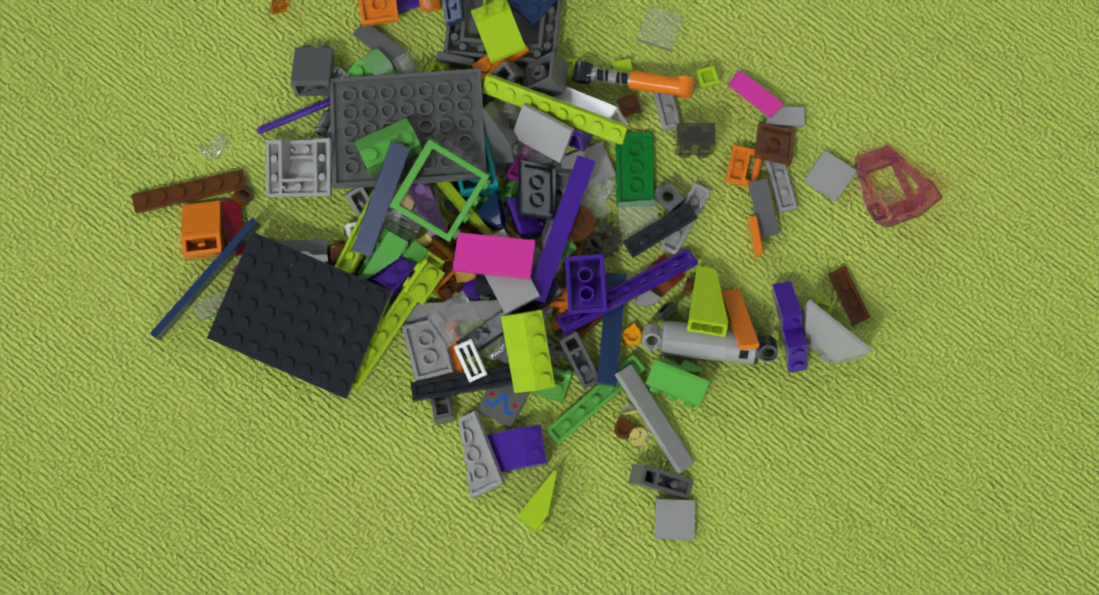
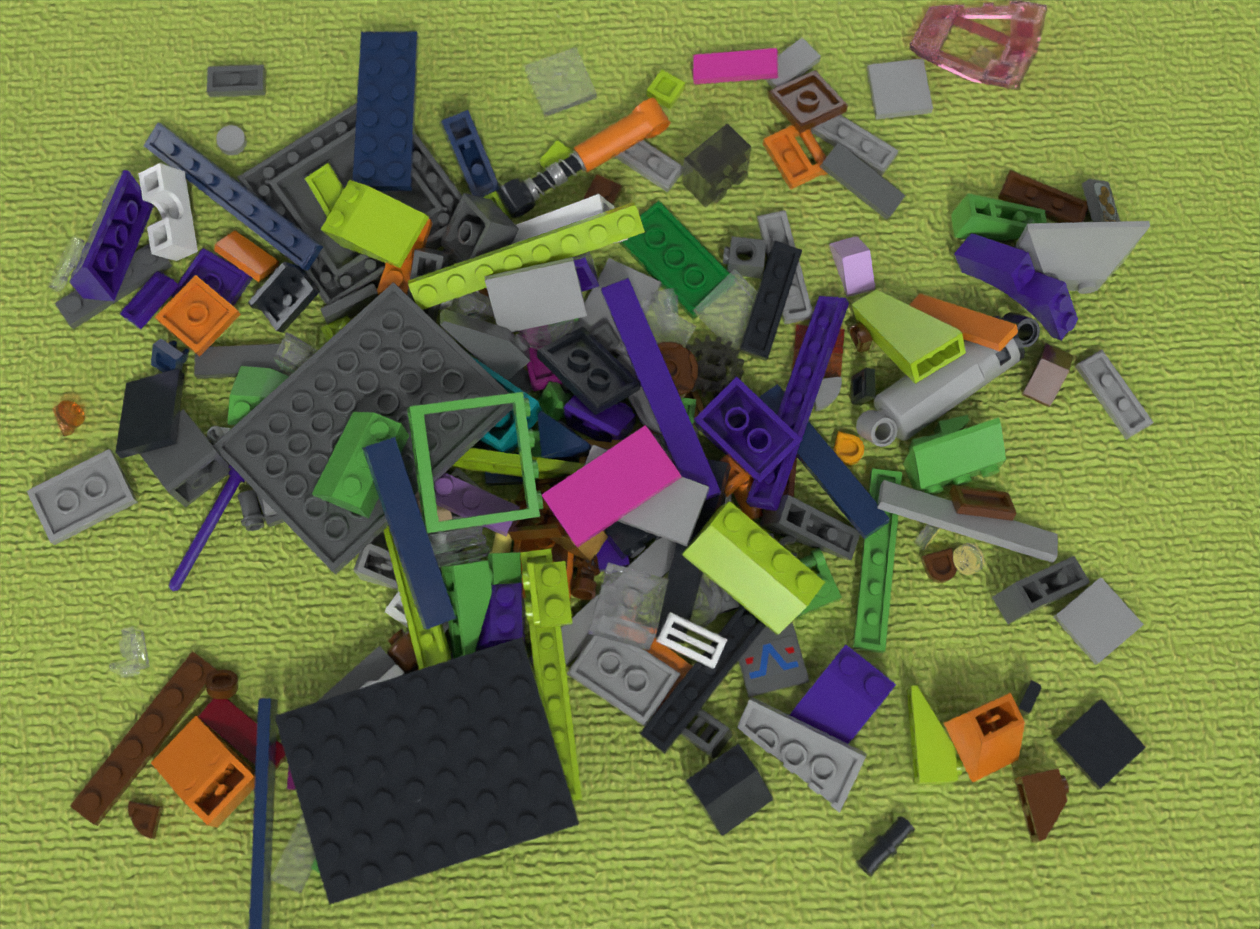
camera: 40 degrees left, 5 degrees down
(159, 228) = (145, 818): none -> reddish brown tile
(252, 50) = (81, 496): none -> light grey plate
(299, 168) = (267, 587): light grey slope -> none
(315, 36) = (150, 413): none -> black tile
(347, 16) = (166, 356): none -> dark blue tile
(427, 30) = (284, 295): none -> black bracket
(428, 443) = (729, 789): none -> black slope
(477, 531) = (885, 846): none -> black pin
(568, 524) = (988, 736): none -> orange slope
(568, 574) = (1042, 801): none -> reddish brown slope
(579, 30) = (469, 154): none -> dark blue slope
(604, 524) = (1028, 697): none -> black tile
(620, 575) = (1099, 744): none -> black tile
(670, 416) = (982, 502): none -> reddish brown tile
(719, 247) = (853, 265): none -> lavender slope
(755, 236) = (882, 219): orange tile -> none
(765, 383) = (1048, 375): none -> slope
(788, 421) = (1114, 394): none -> light grey tile
(812, 286) = (993, 218): none -> bright green slope
(873, 325) = (1100, 201): none -> tile

